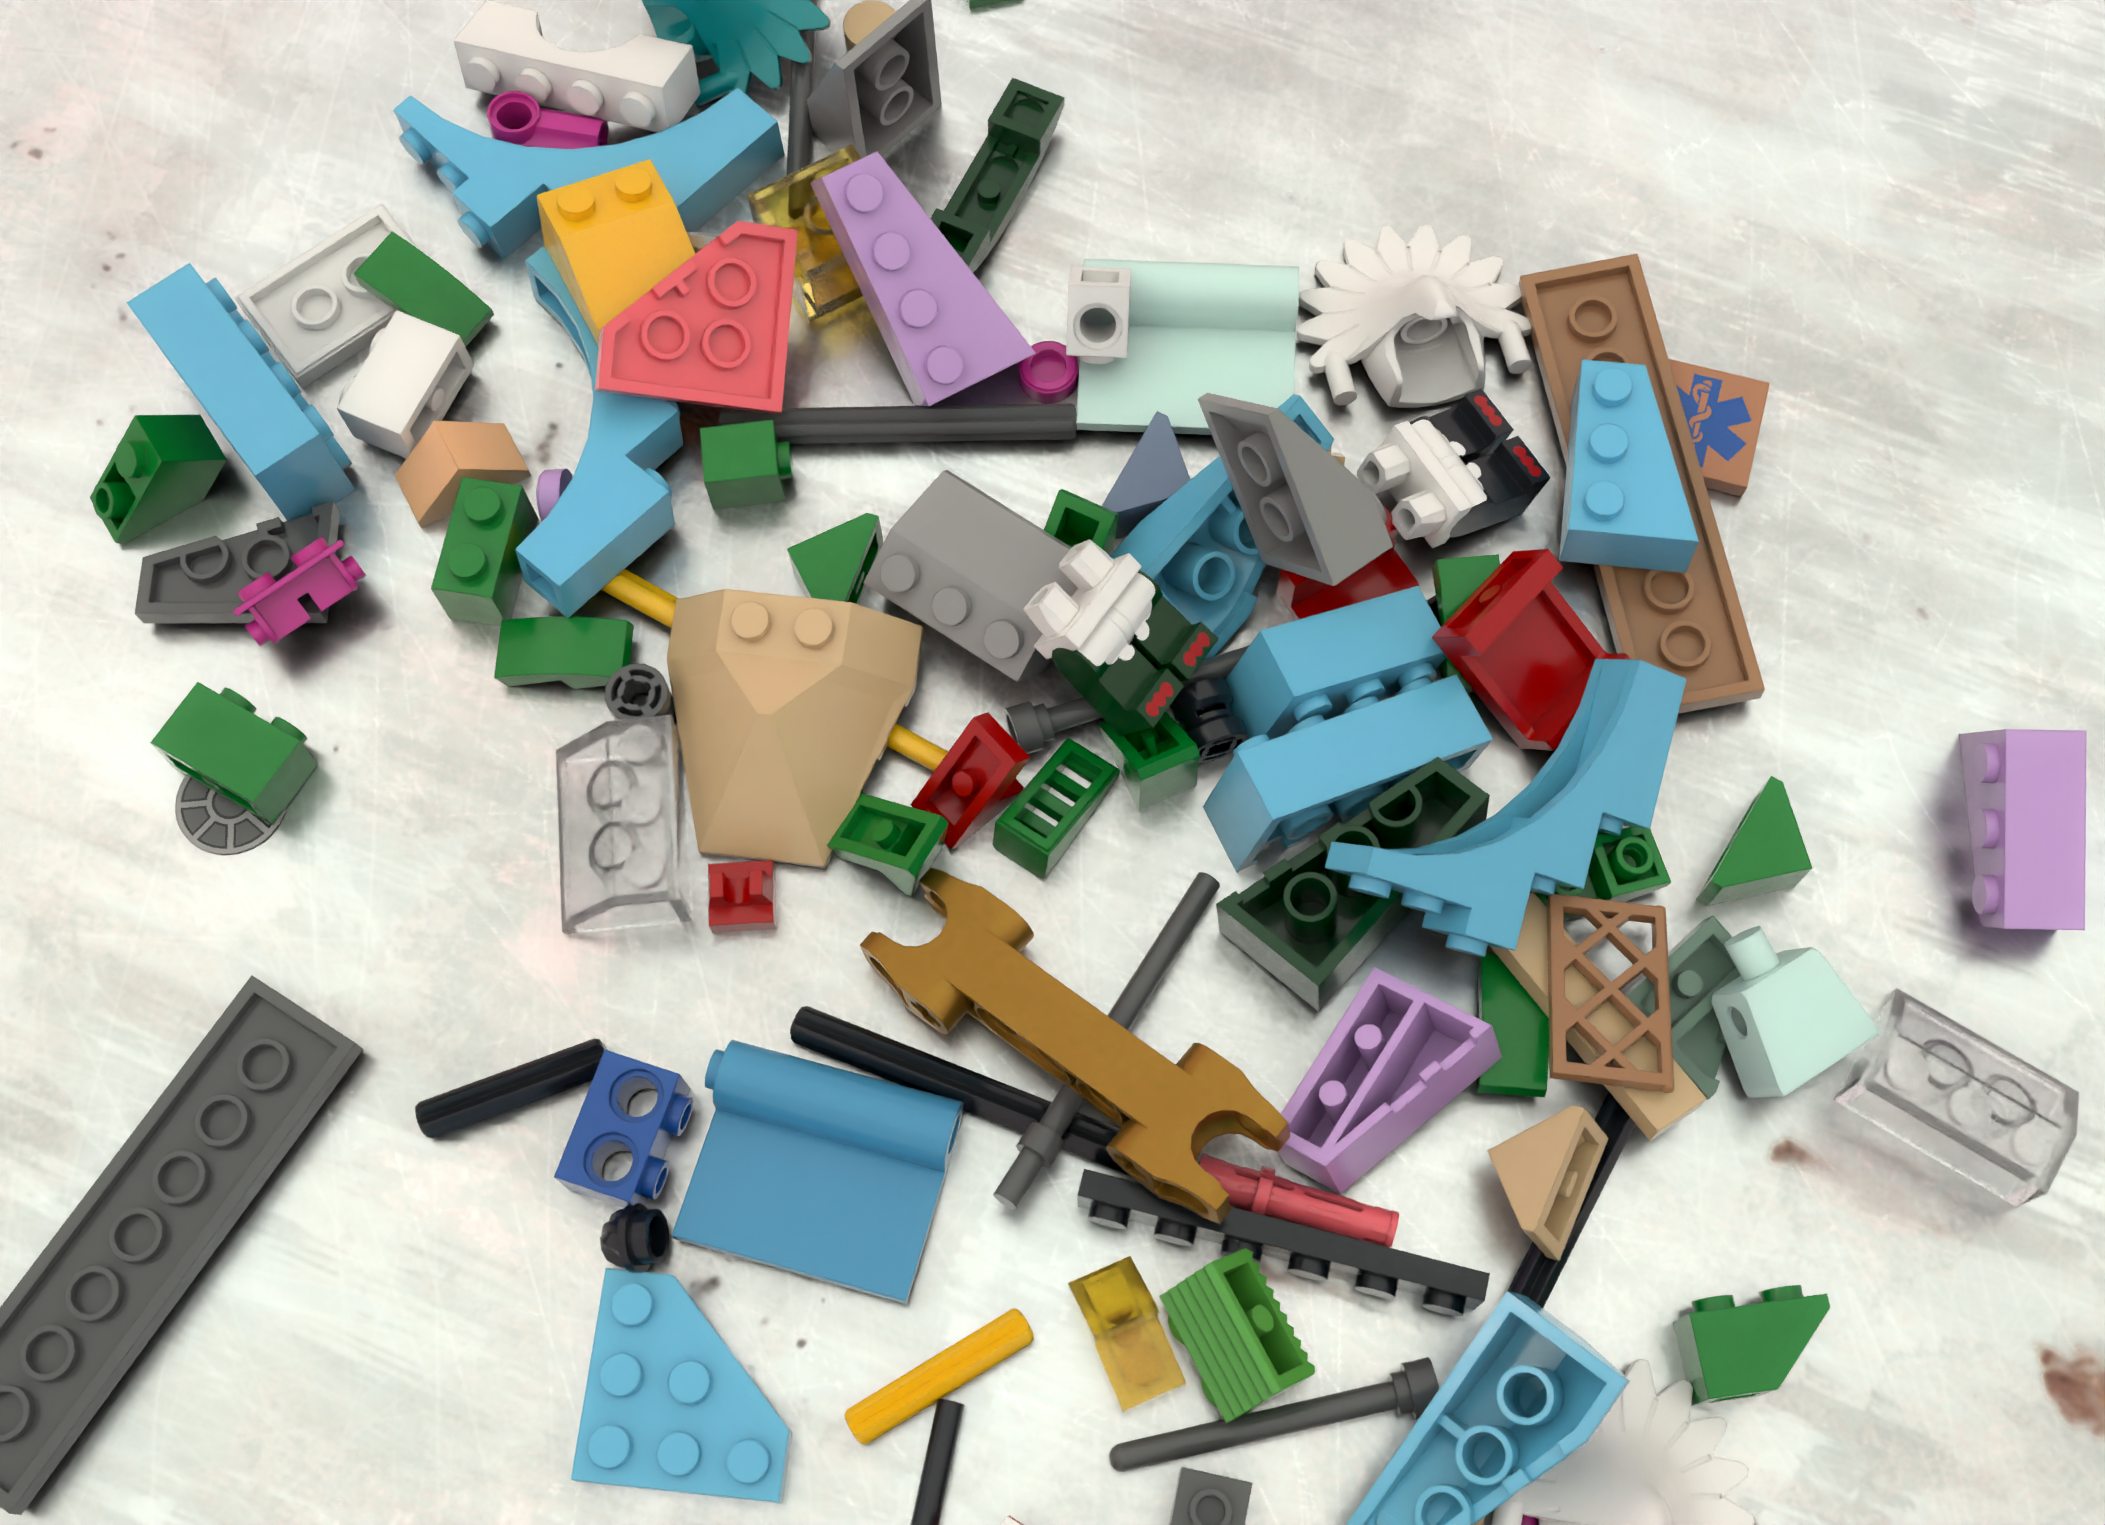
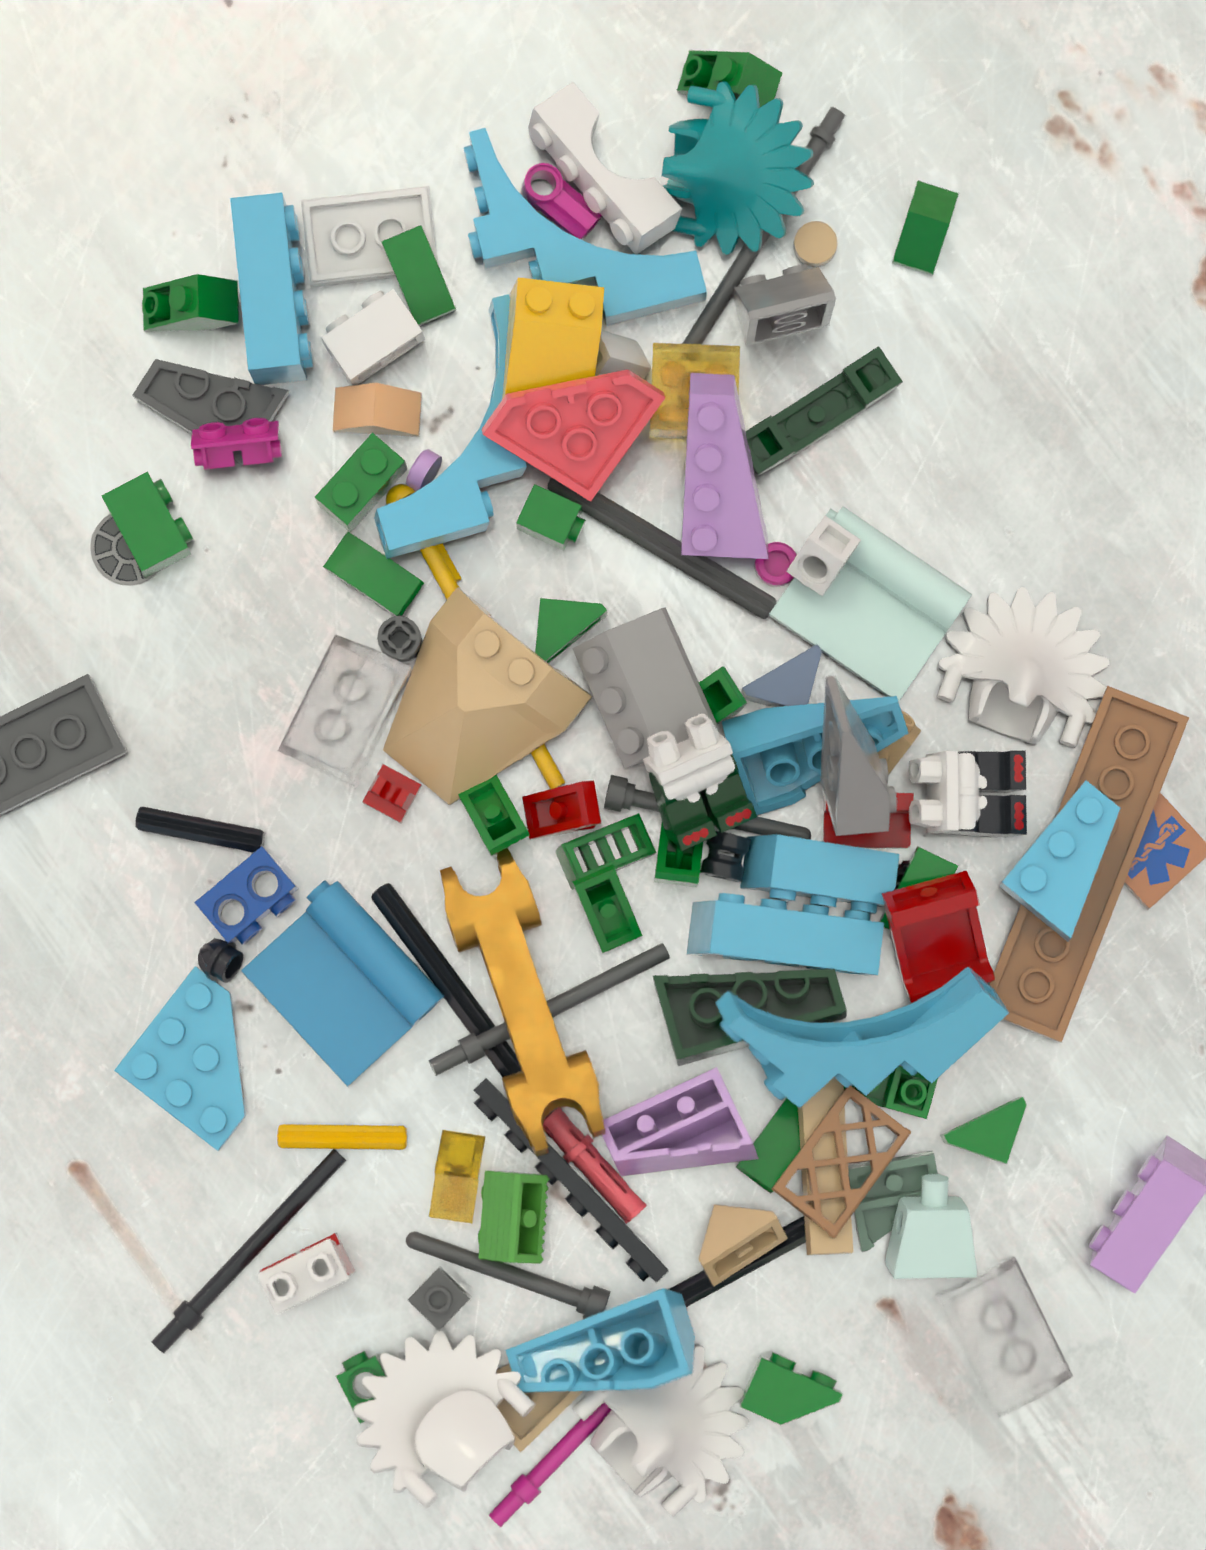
camera: 30 degrees right, 15 degrees up
(1101, 862) = (607, 908): none -> green slope

